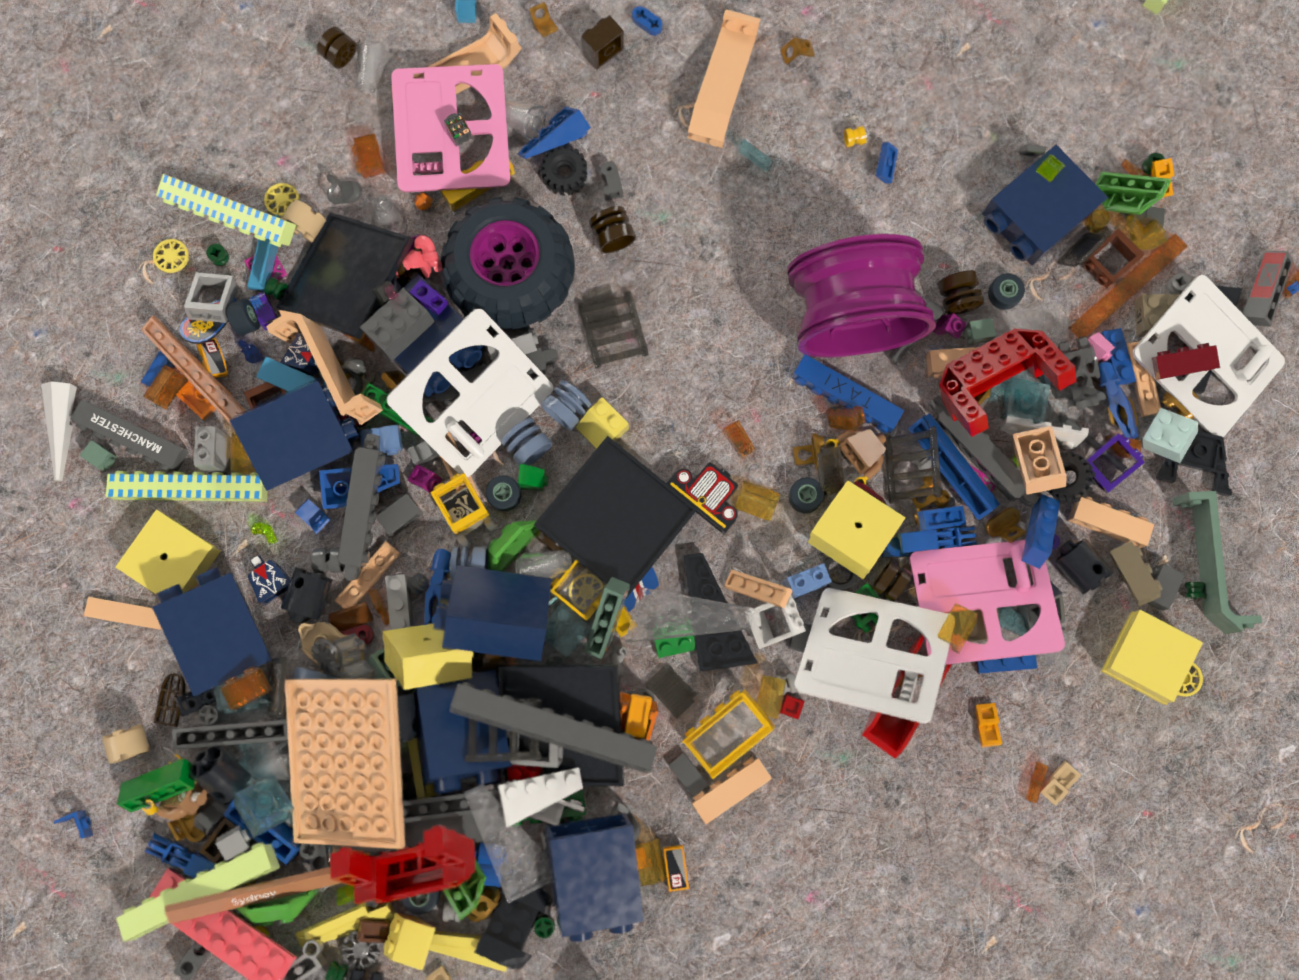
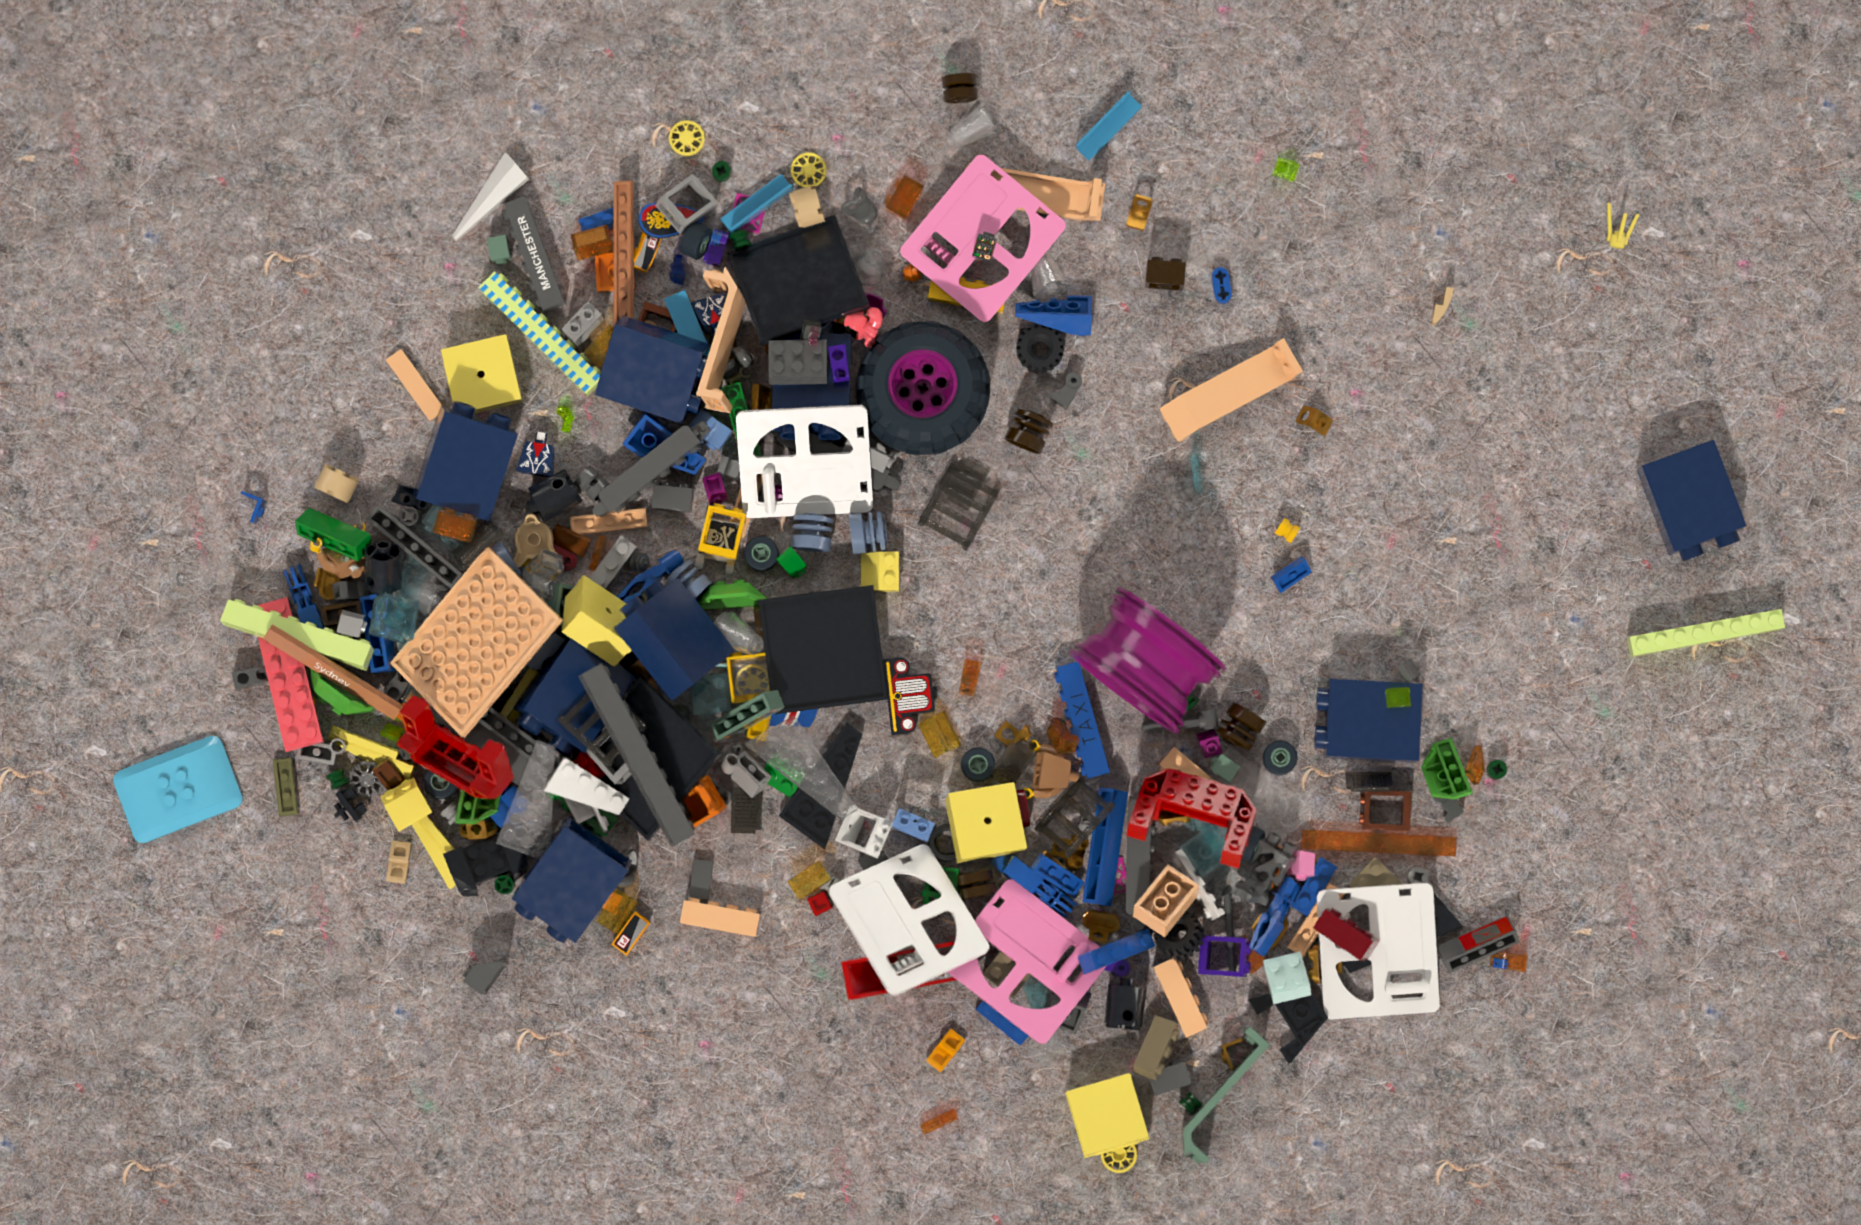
camera: 55 degrees right, 5 degrees up
(163, 689) = (384, 481): dark brown window -> none
(226, 210) = (757, 147): yellowish green brick -> none
(303, 847) = (390, 680): dark grey bush -> none
(312, 515) = (610, 440): blue bracket -> none
(326, 657) = (528, 554): flat silver wheel -> none
(638, 715) = (703, 802): light orange tile -> none
(646, 662) = (745, 772): none -> light grey hinge
(728, 733) = (756, 876): window -> none
(758, 588) = (873, 796): light nougat tile -> none
(958, 627) = (983, 957): clear yellow panel -> none
(1060, 781) = (956, 1138): tan slope -> none
(1097, 220) = (1408, 773): clear yellow wheel -> none
(1147, 236) = (1427, 817): clear yellow brick -> none
(1164, 169) = (1488, 787): light orange slope -> none
(1182, 532) = (1224, 1055): none -> pearl gold bracket

